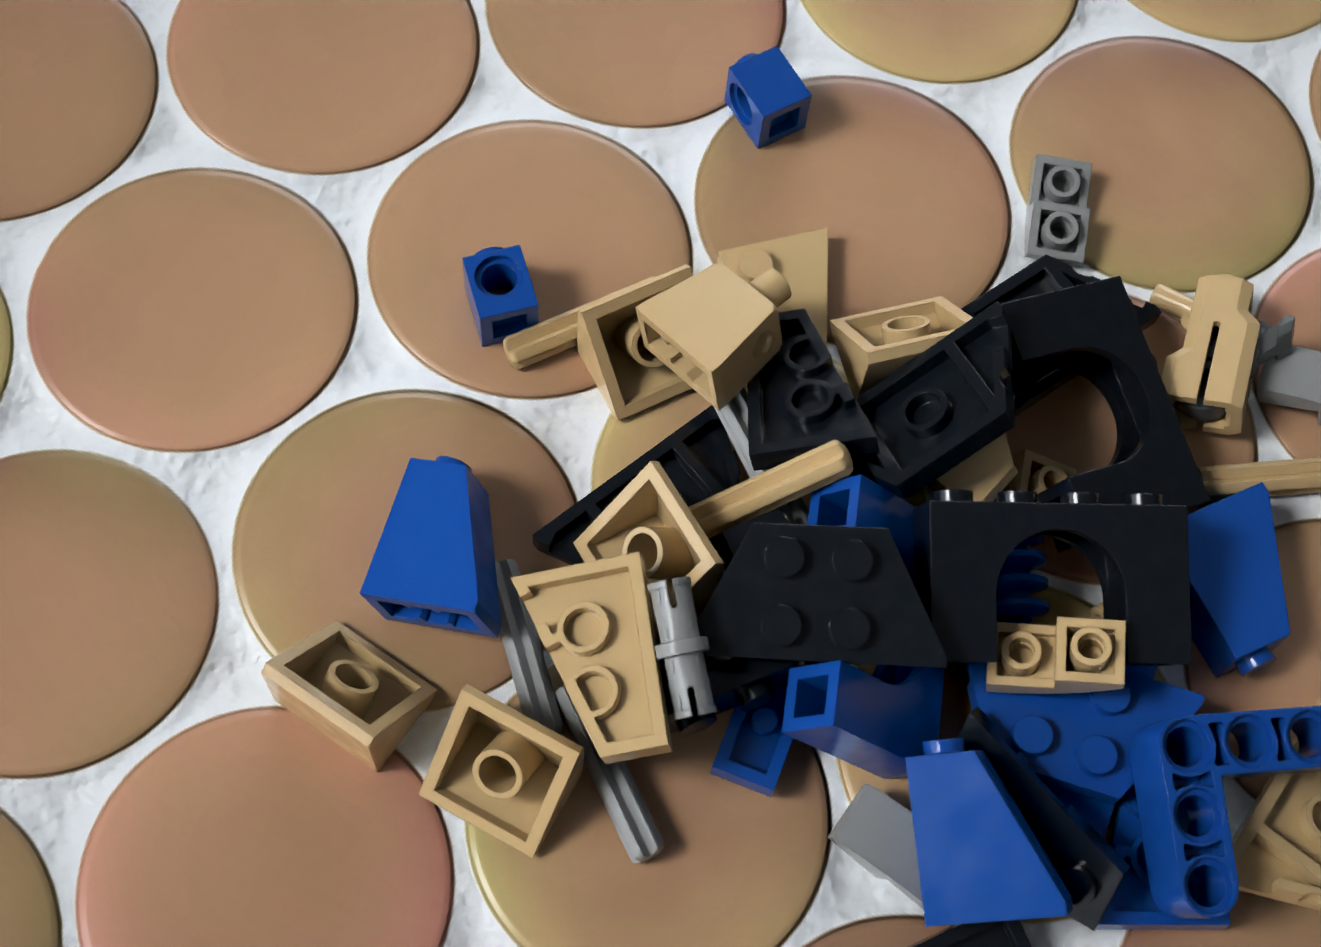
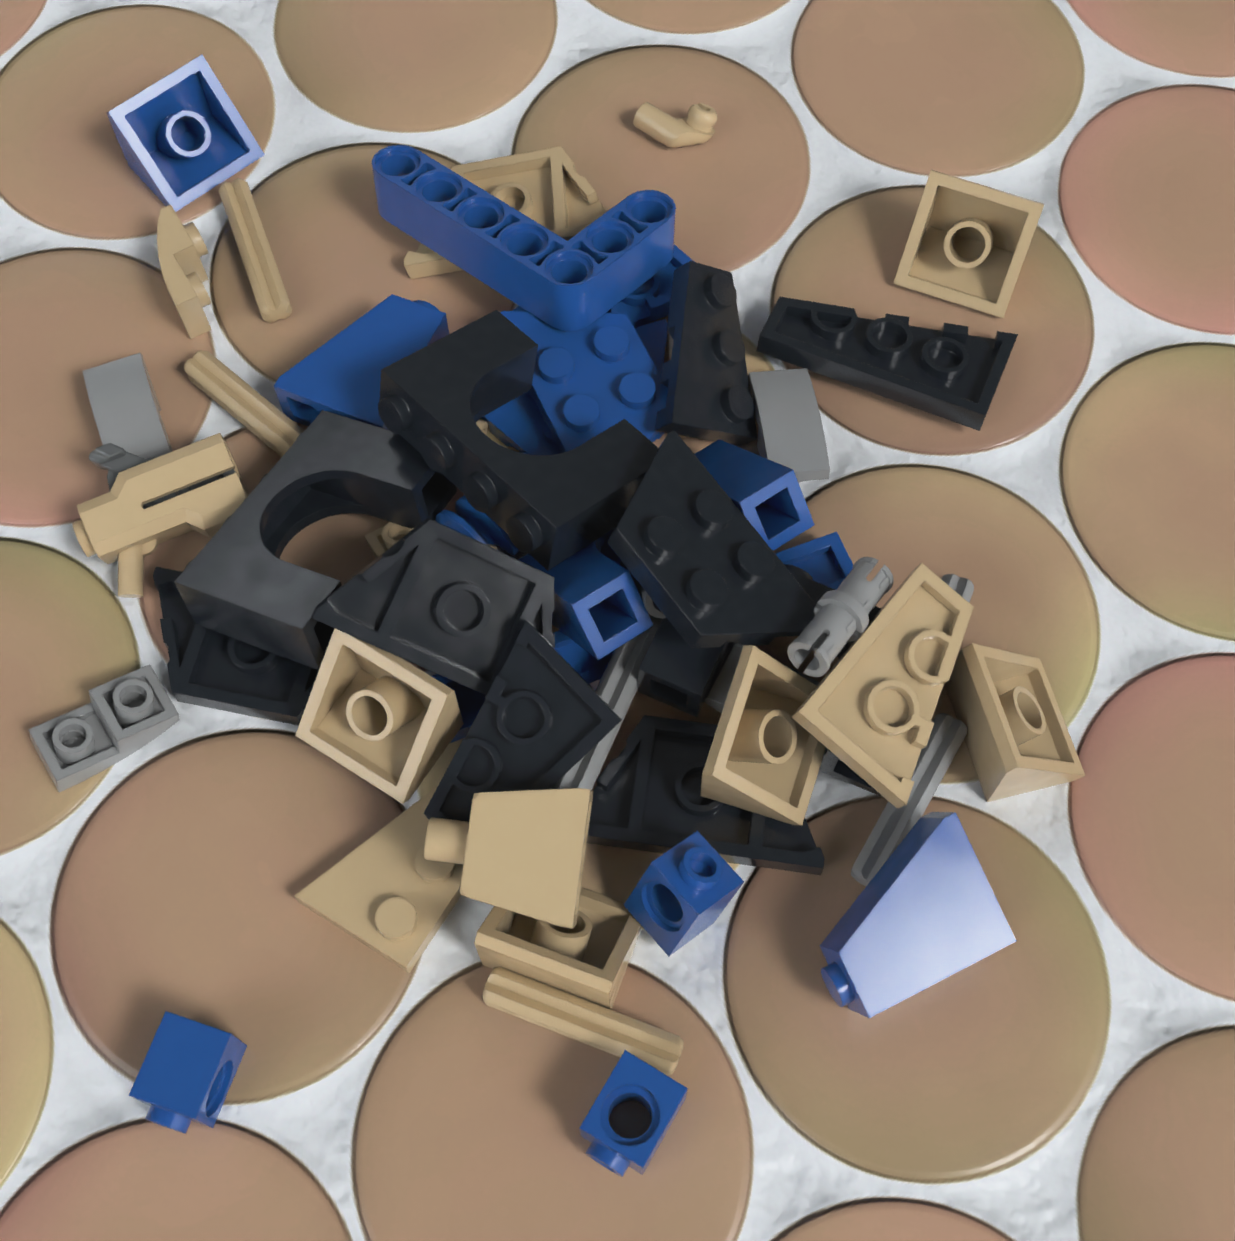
camera: 125 degrees left, 0 degrees up
(349, 692) = (1083, 886): tan slope -> none
(602, 429) = (683, 893): none -> blue brick
(773, 488) = (634, 690): tan axle -> none
(975, 844) = (759, 351): blue slope -> none
(1059, 658) = (567, 388): tan slope -> none

